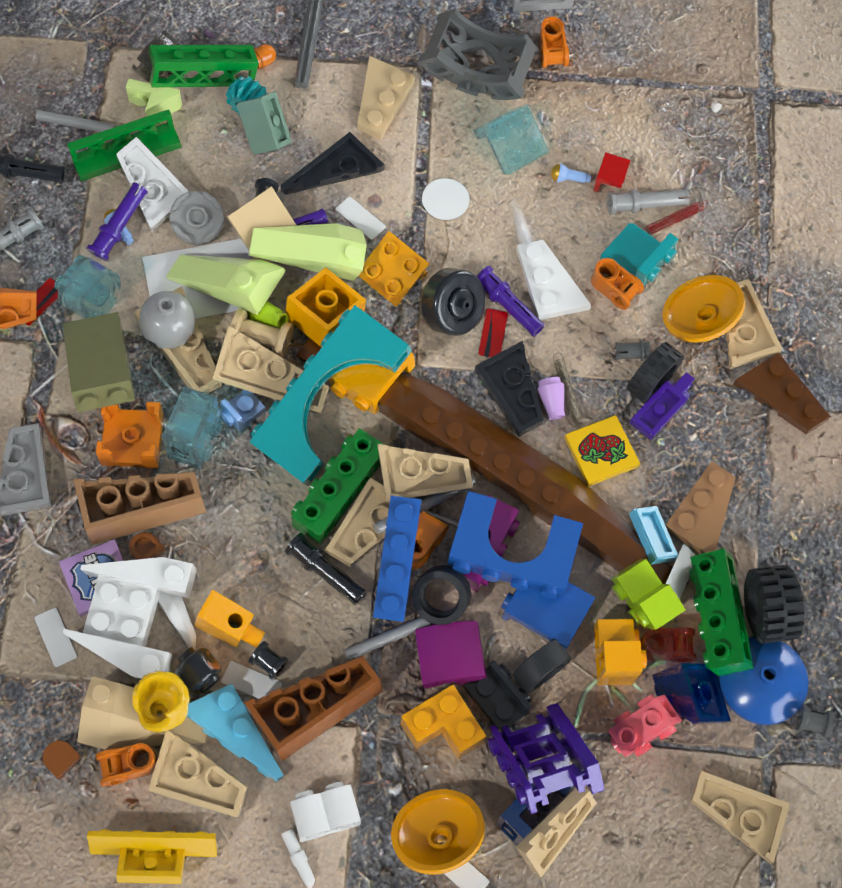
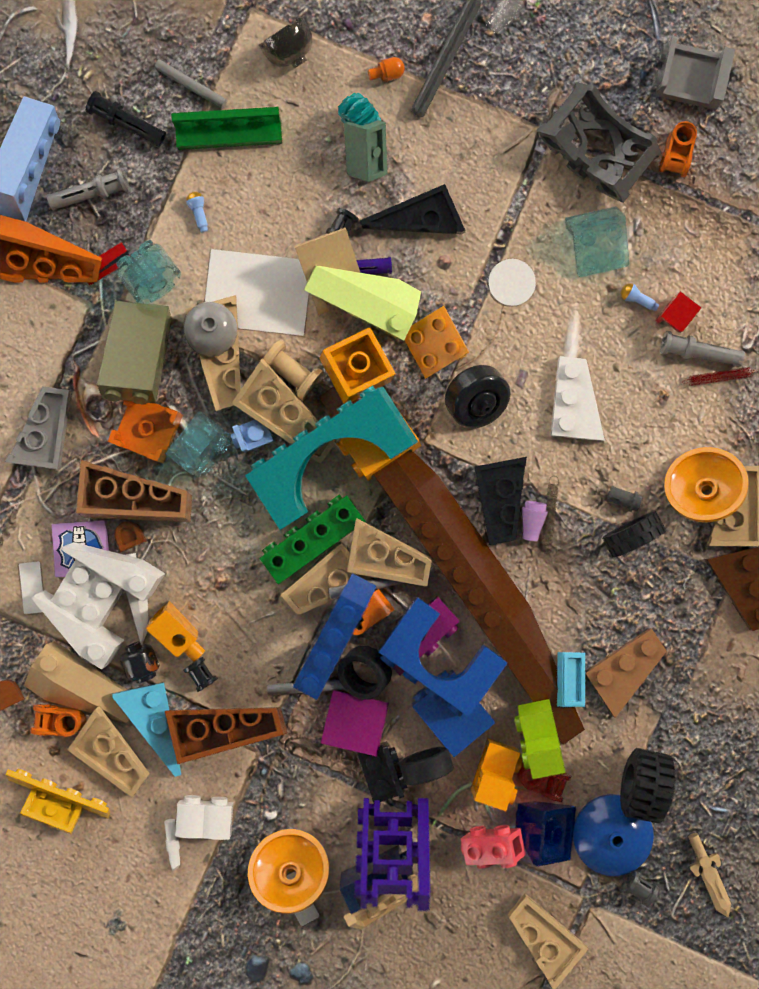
camera: 25 degrees right, 20 degrees up
(110, 232) = (187, 218): dark purple pin -> none
(147, 171) = (241, 180): white wing -> none
(154, 99) = (275, 89): yellowish green slope -> none
(162, 694) = (94, 679): yellow piece -> none
(196, 218) = (271, 228): light grey tile -> none
(204, 60) = (328, 64): green fence -> none
(233, 280) = (284, 307): yellowish green wedge -> none
(249, 680) = (181, 684): white sticker -> none
(270, 316) = (302, 349): lime cone -> none
(314, 560) = (268, 599): black pin -> none
(360, 218) = (425, 275): white sticker -> none
(382, 96) = (491, 152): tan wing -> none
(444, 715) = (327, 774): light orange brick -> none
(493, 333) = (504, 435): red sticker -> none
(501, 293) = (525, 399): dark purple pin -> none
(602, 451) = (558, 584): yellow tile -> none
(618, 283) = (638, 429): orange piece -> none
(641, 252) = (669, 405): teal bracket -> none
(662, 406) = (621, 568): dark purple hinge -> none
(680, 572) = (580, 721): white sticker -> none
(720, 613) = (599, 773): green brick -> none

